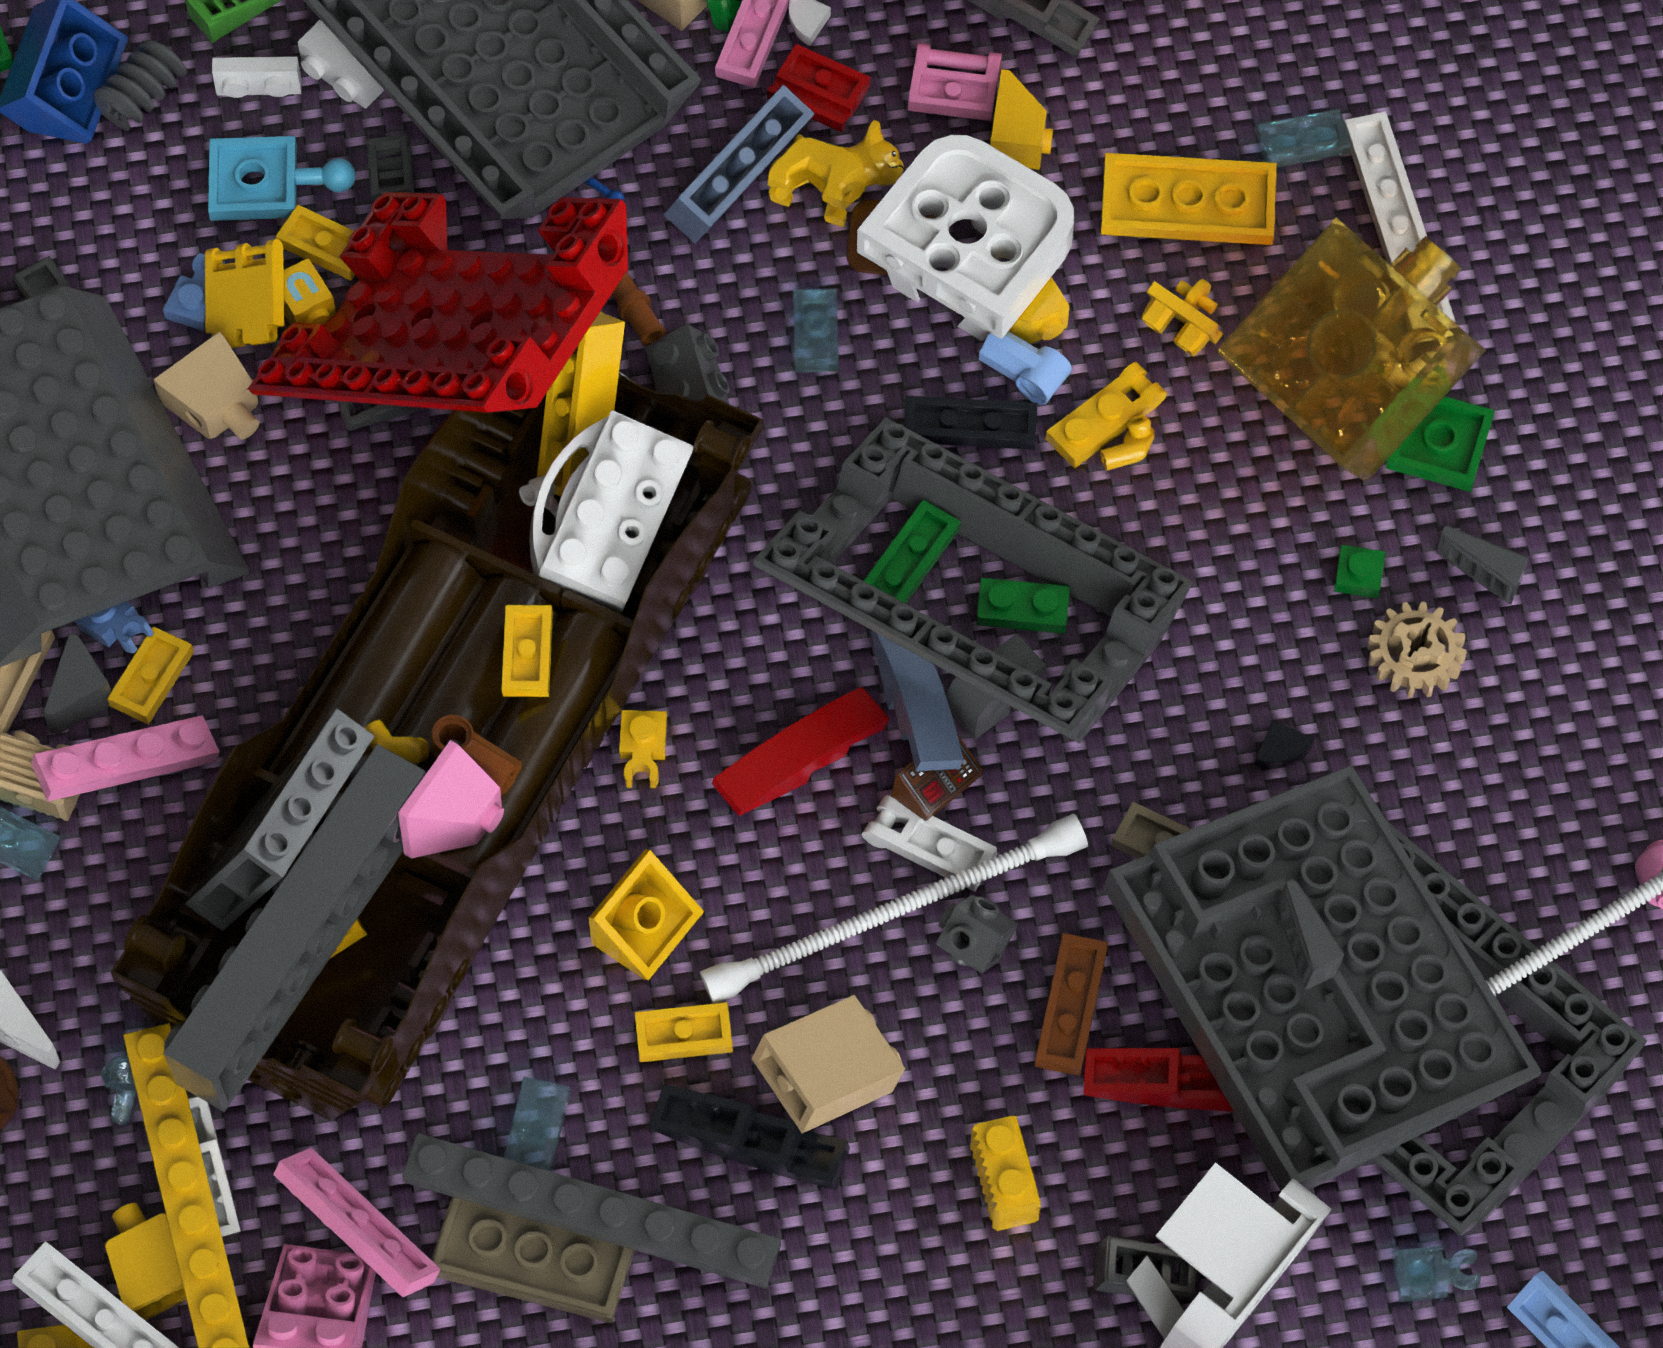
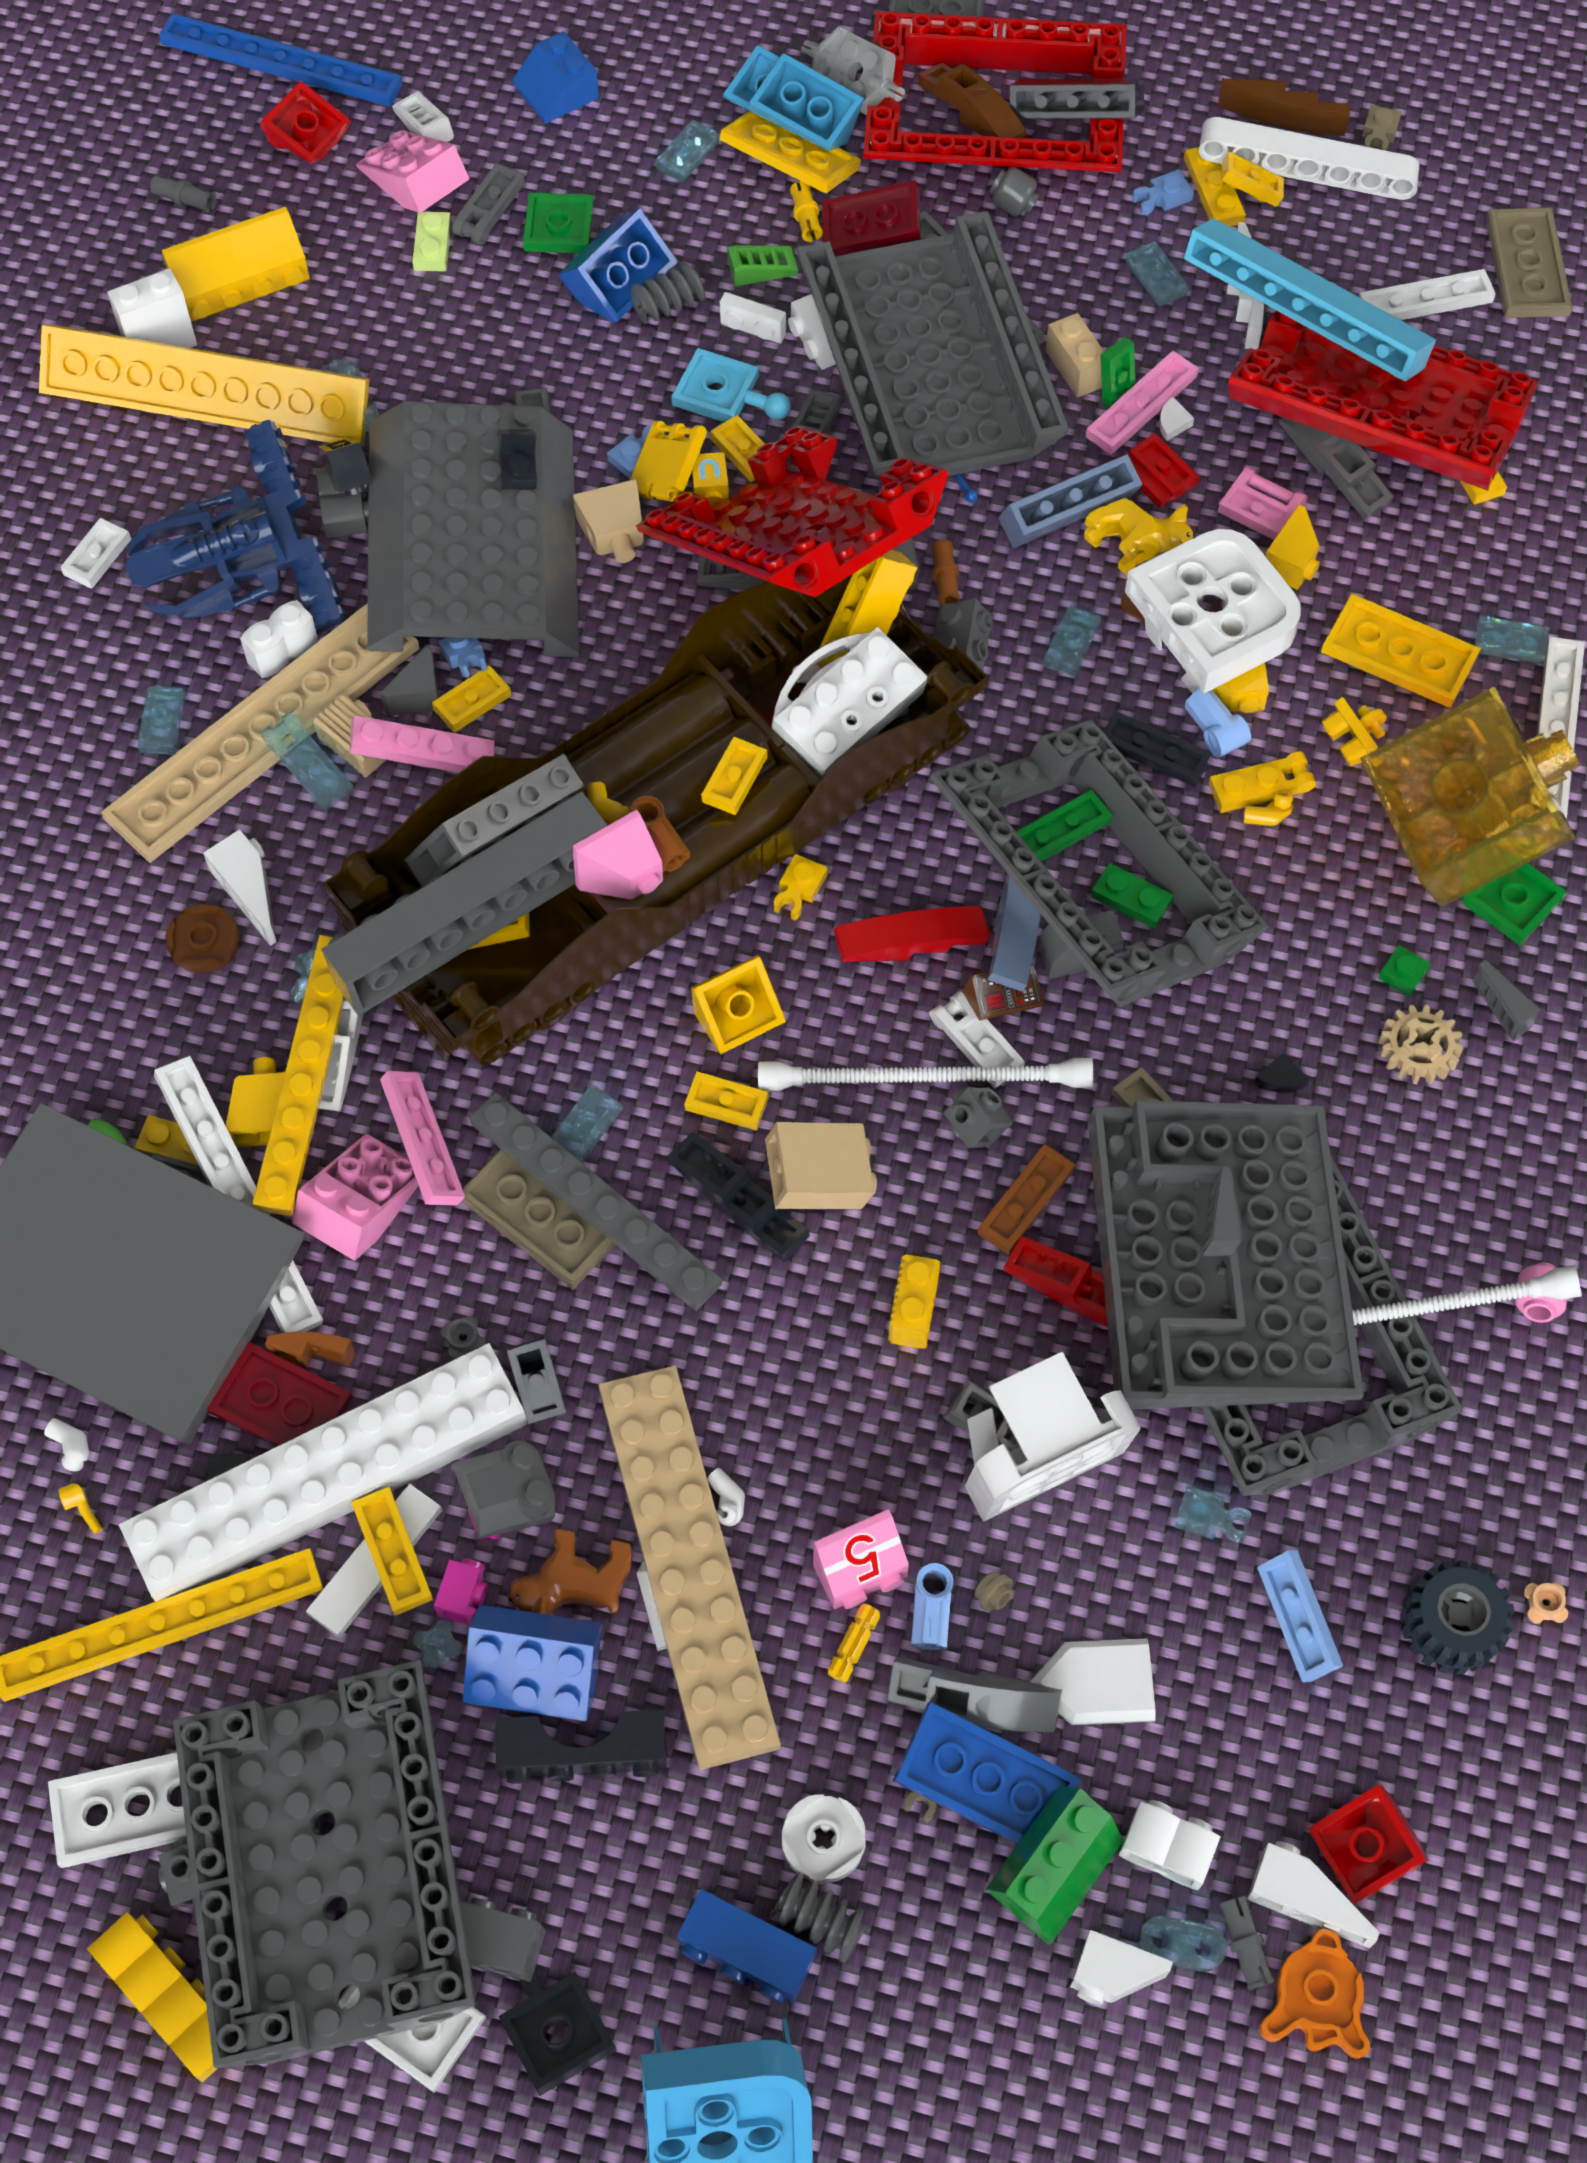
camera: 25 degrees right, 0 degrees up
(73, 362) = (517, 458): none -> black slope

